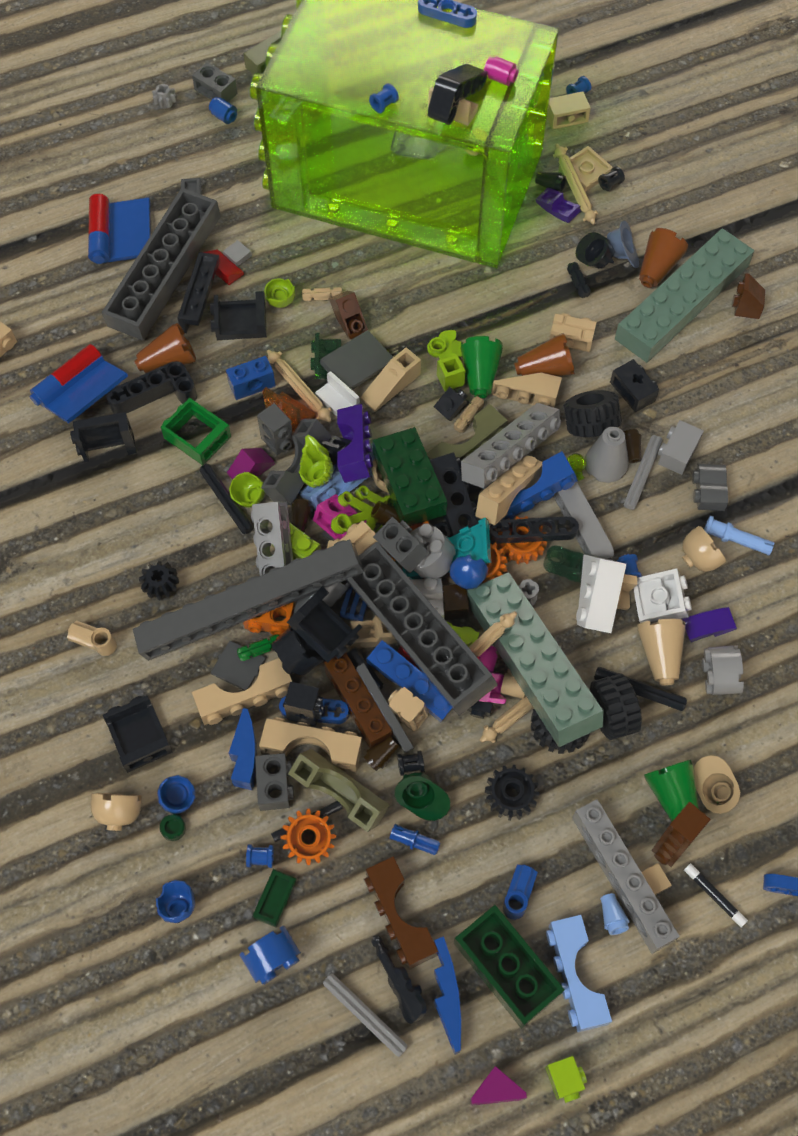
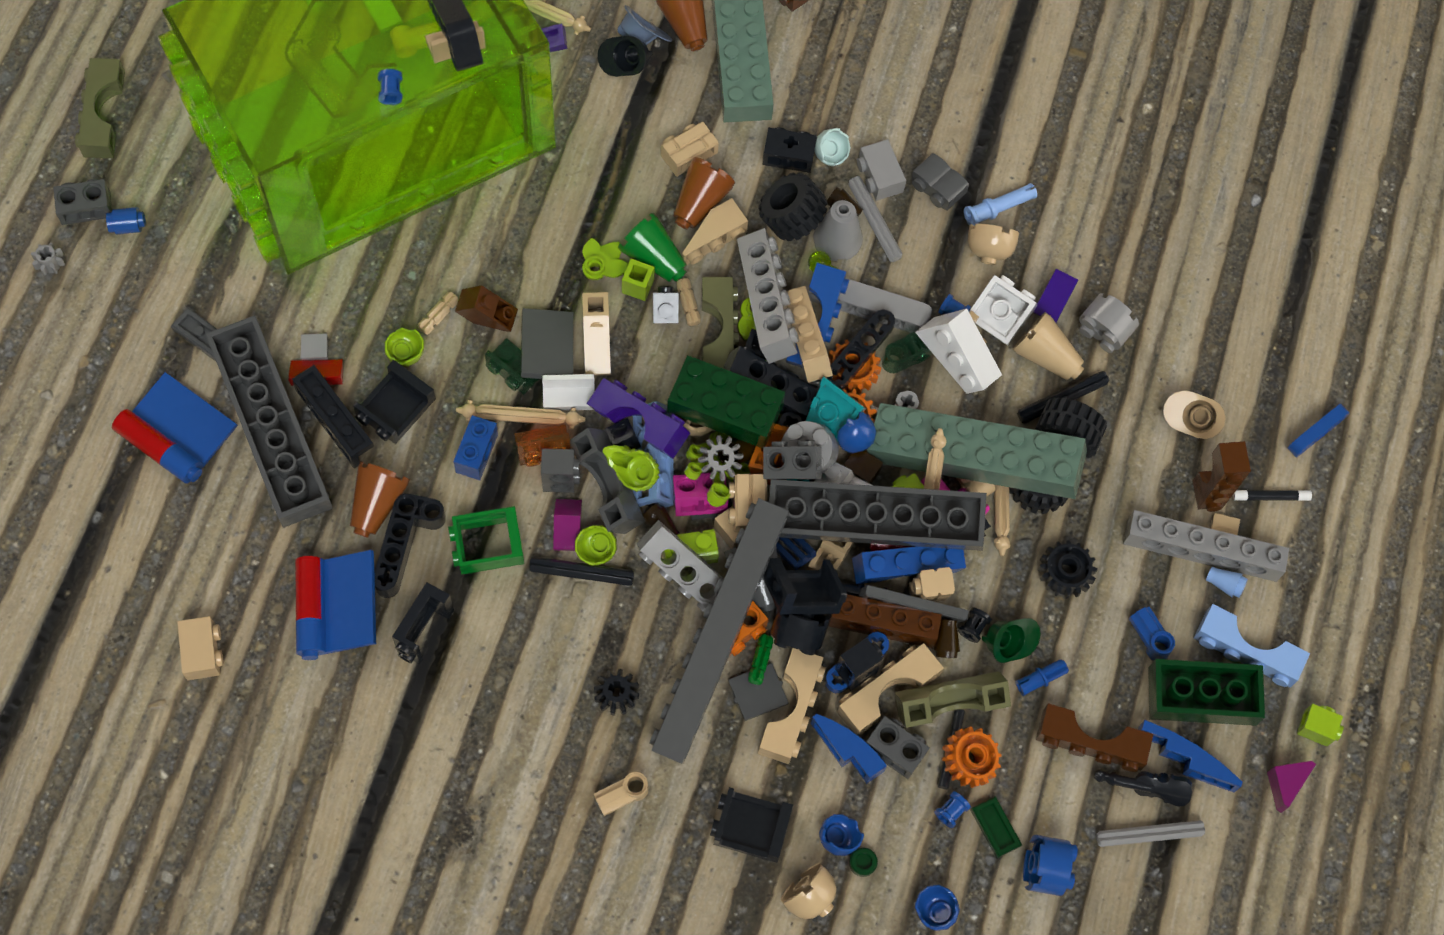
camera: 55 degrees left, 5 degrees up
(373, 499) = (726, 451): none -> light grey gear
(578, 279) = (637, 95): black axle -> none
(663, 406) = (832, 147): none -> light aqua hair
(674, 787) = (1173, 448): green cone -> none

